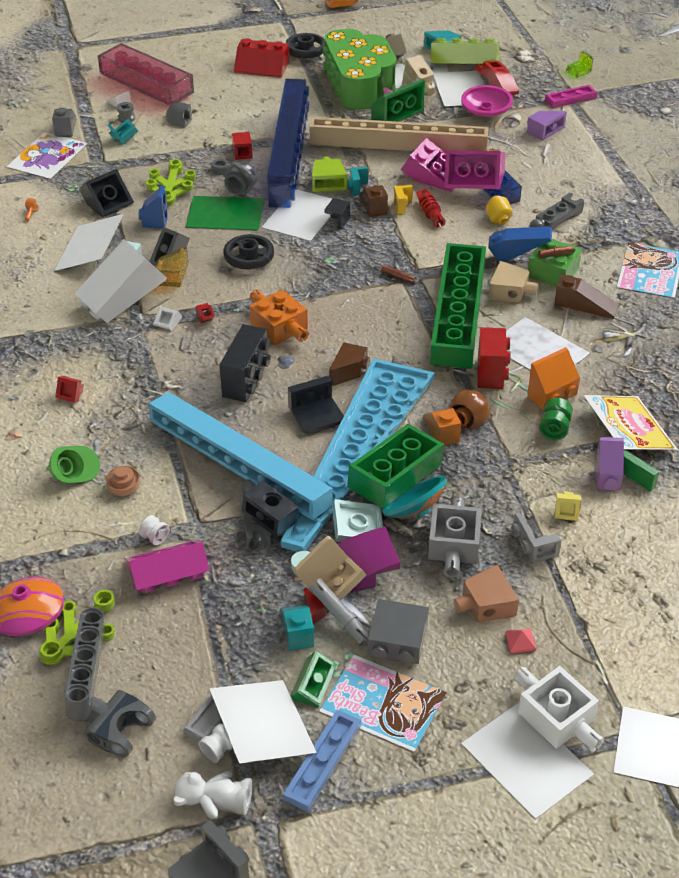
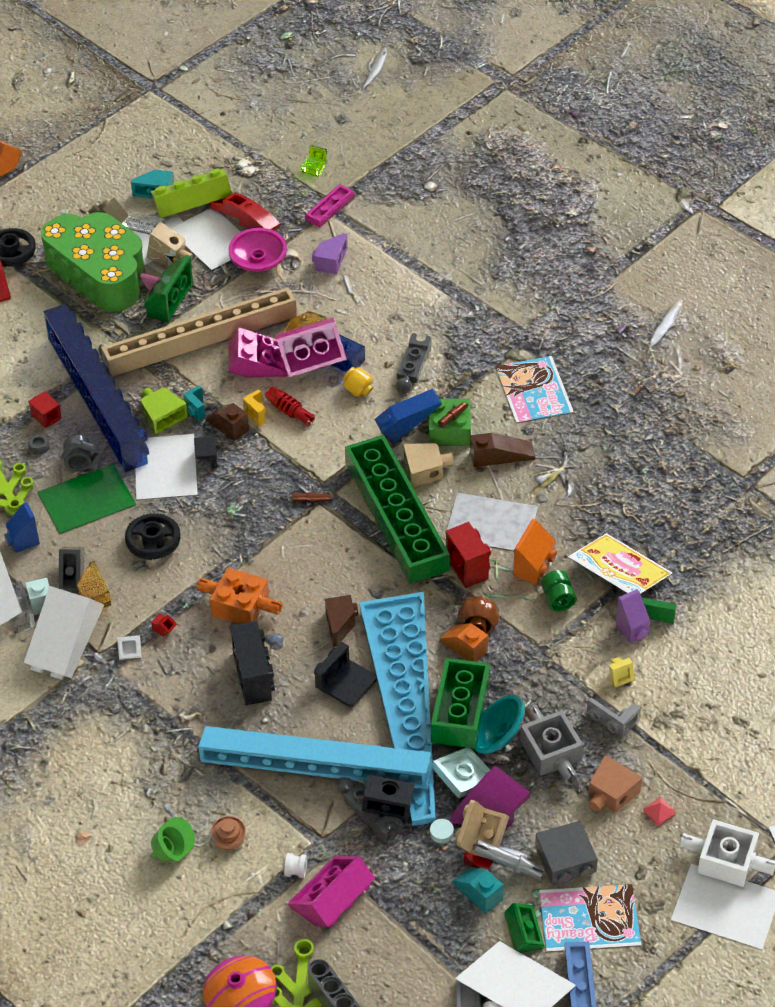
camera: 30 degrees left, 5 degrees up
(69, 389) = (101, 767): red tile -> none

